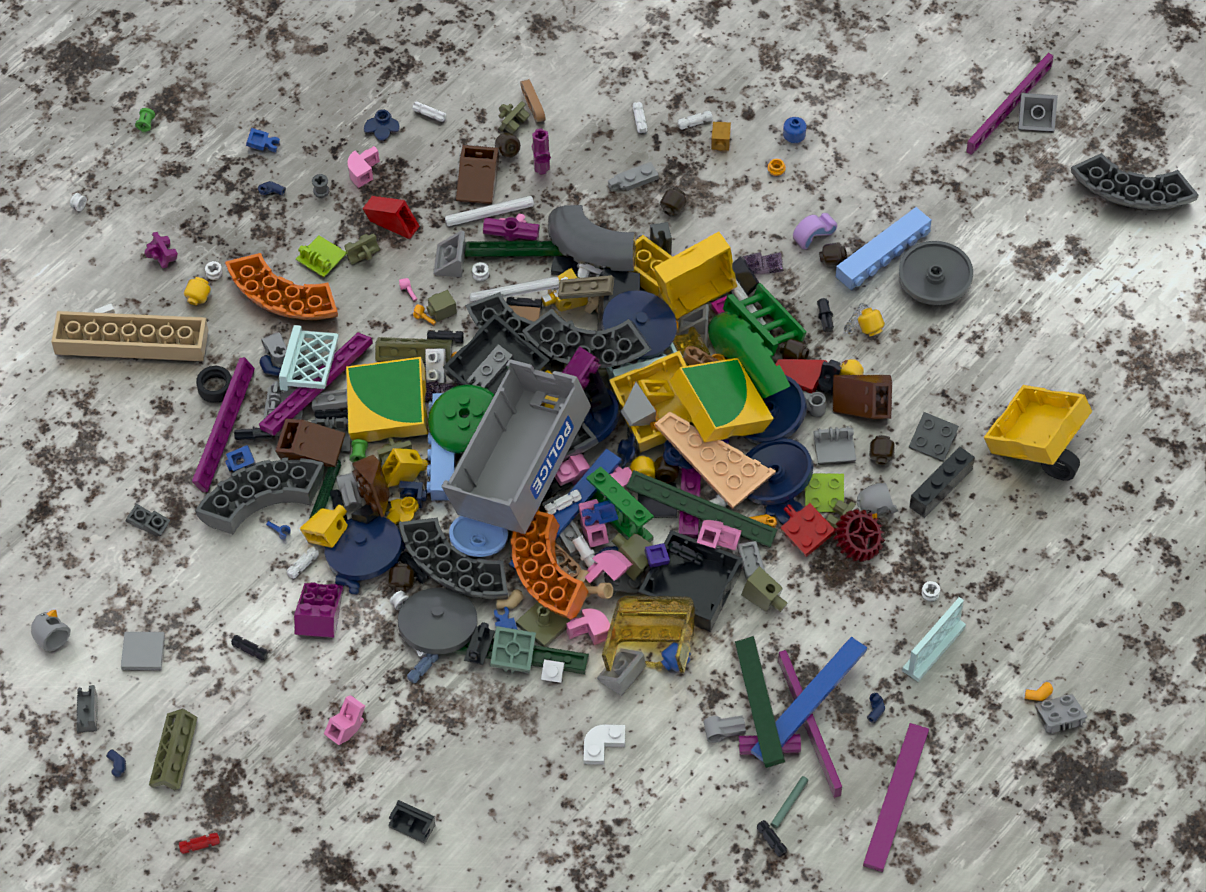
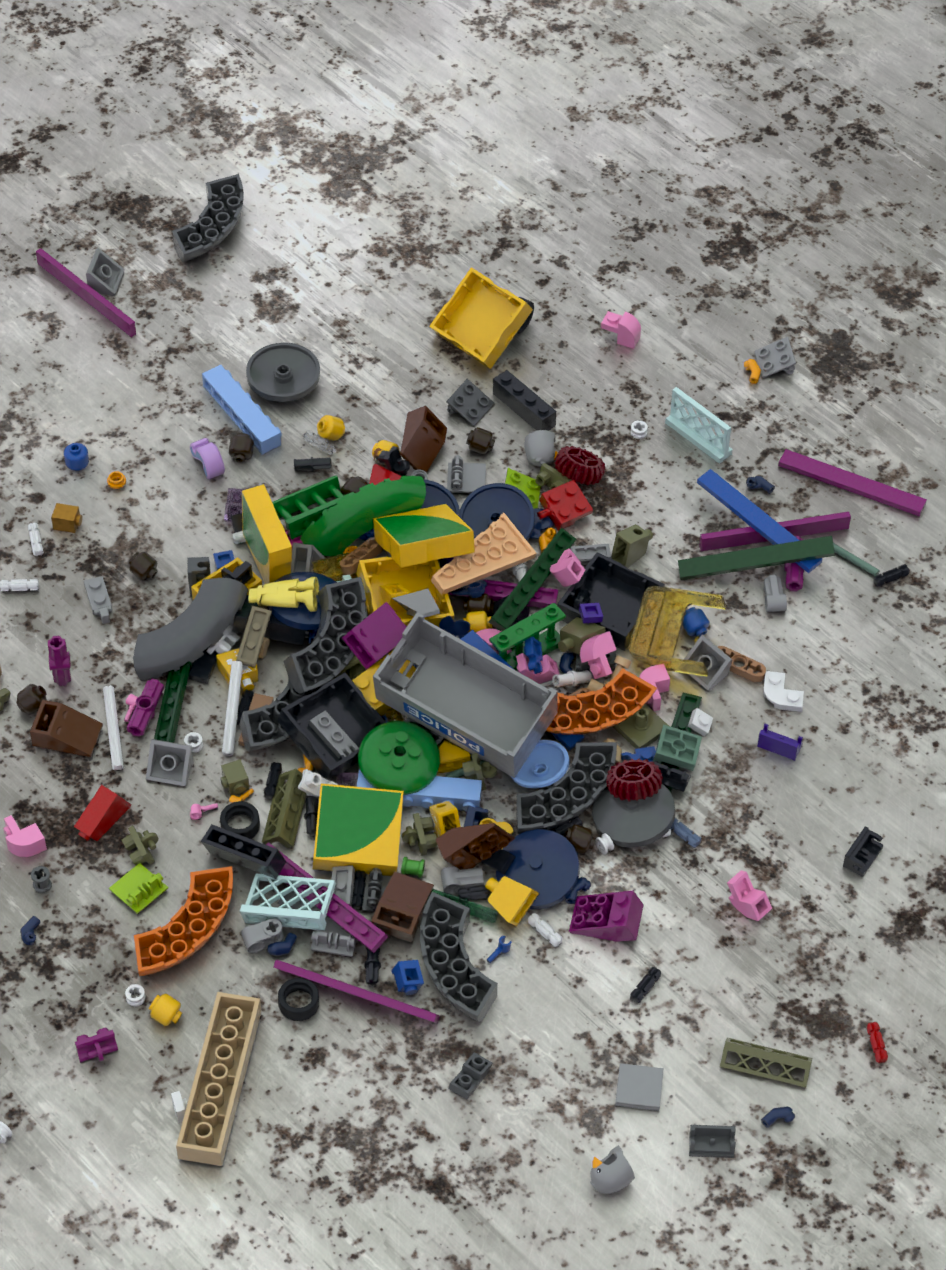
camera: 85 degrees left, 5 degrees down
(353, 317) = (243, 851): none -> black brick
(396, 305) = (243, 808): none -> black tyre
(459, 608) = (634, 779): none -> dark red gear
(537, 742) = (779, 743): none -> dark purple hinge
(628, 299) = (287, 593): none -> light yellow piece
(632, 693) = (742, 671): none -> medium nougat beam
(650, 261) = (241, 573): none -> black bracket
(1065, 560) = (625, 326): none -> bright pink brick

